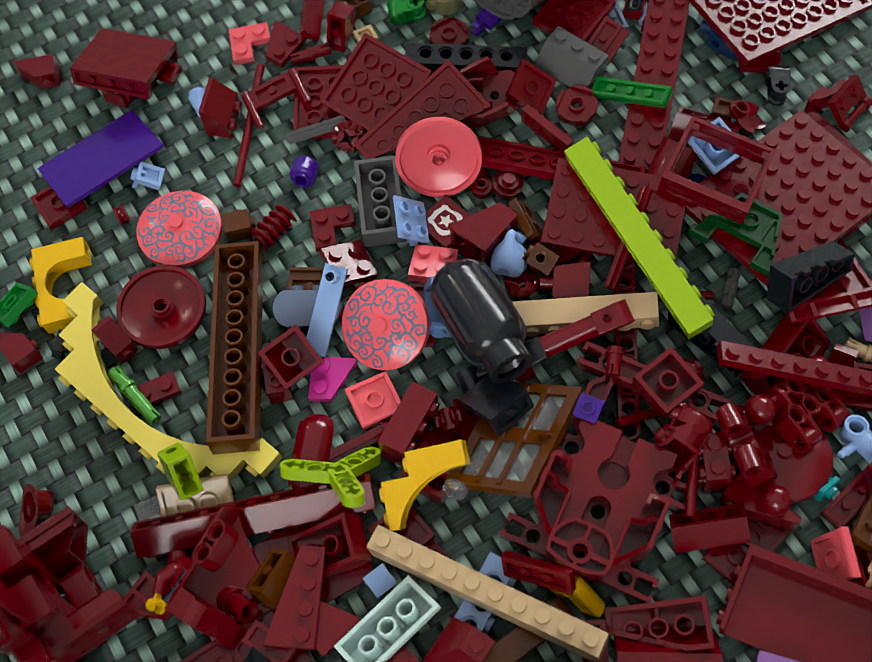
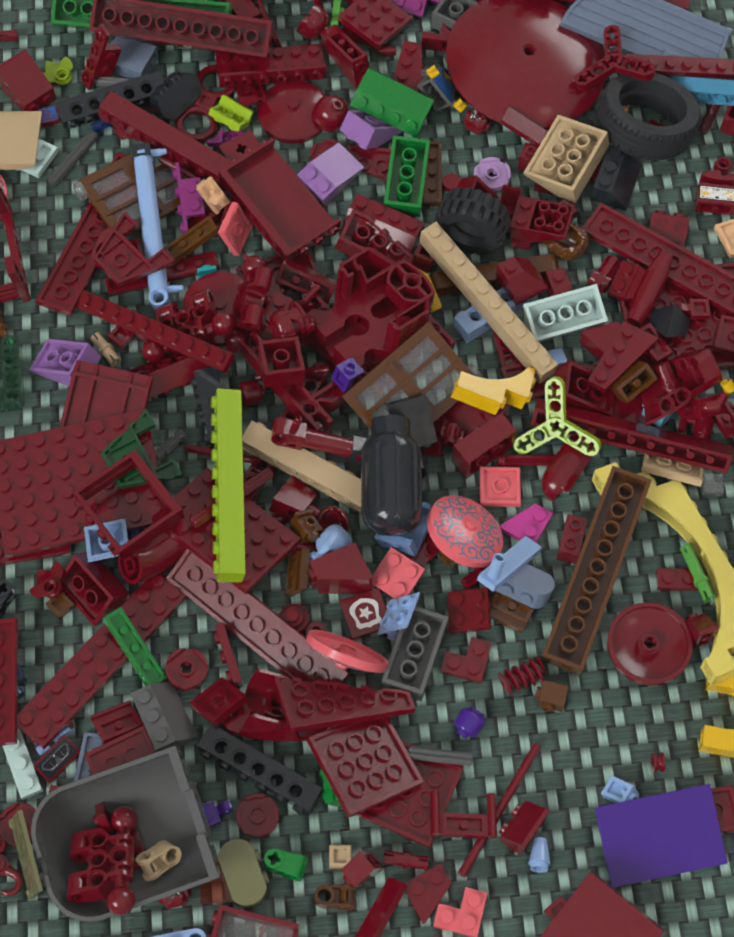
camera: 160 degrees left, 0 degrees up
(176, 463) = (679, 470): lime torso -> none
(179, 229) = (607, 724): coral dish -> none
(291, 357) = (553, 533): dark red slope -> none
(351, 128) = (413, 736): dark red gear -> none
(538, 572) = (444, 294): dark red plate -> none
(614, 357) = (304, 404): dark red pin -> none
(807, 274) = (114, 401): black wedge -> none
(842, 355) = (126, 354): dark red plate -> none

